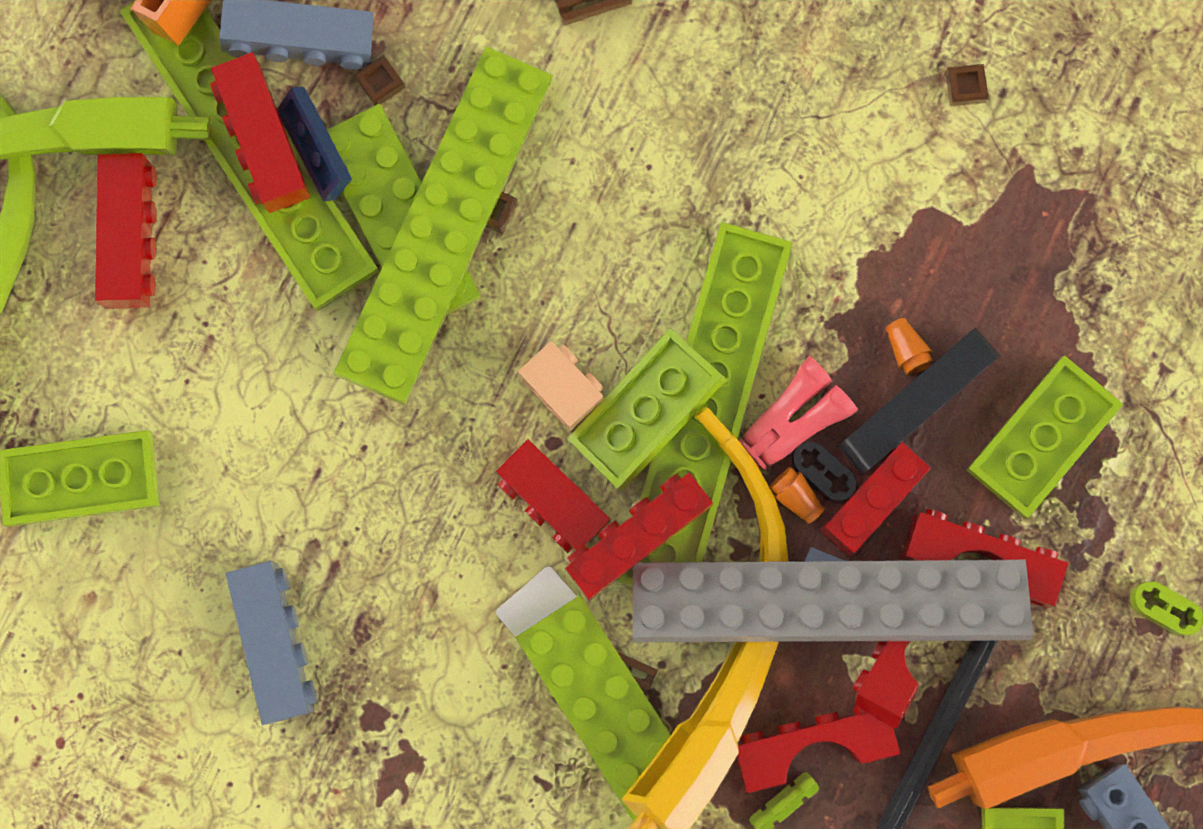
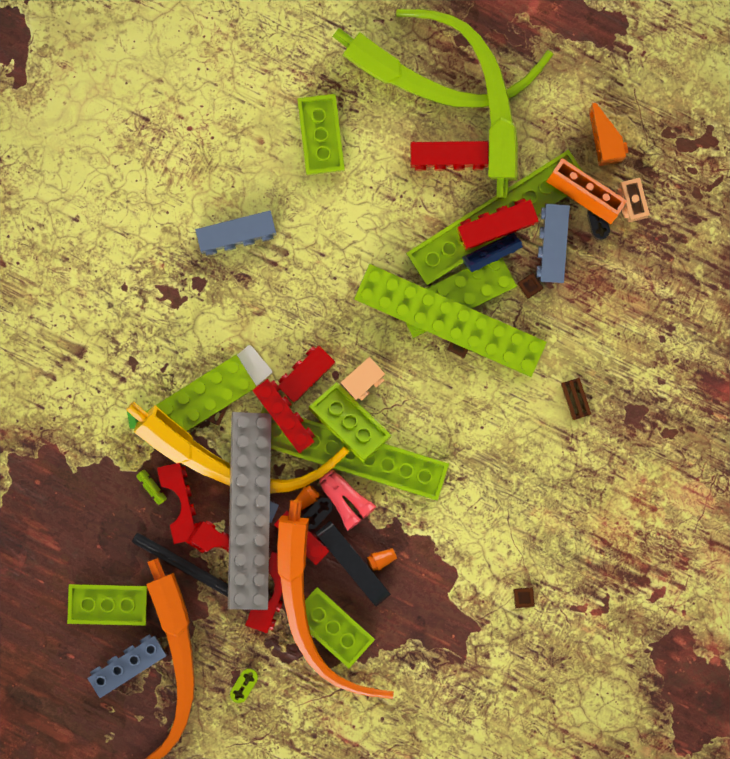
camera: 90 degrees right, 5 degrees up
(942, 513) = (291, 566): none -> orange piece

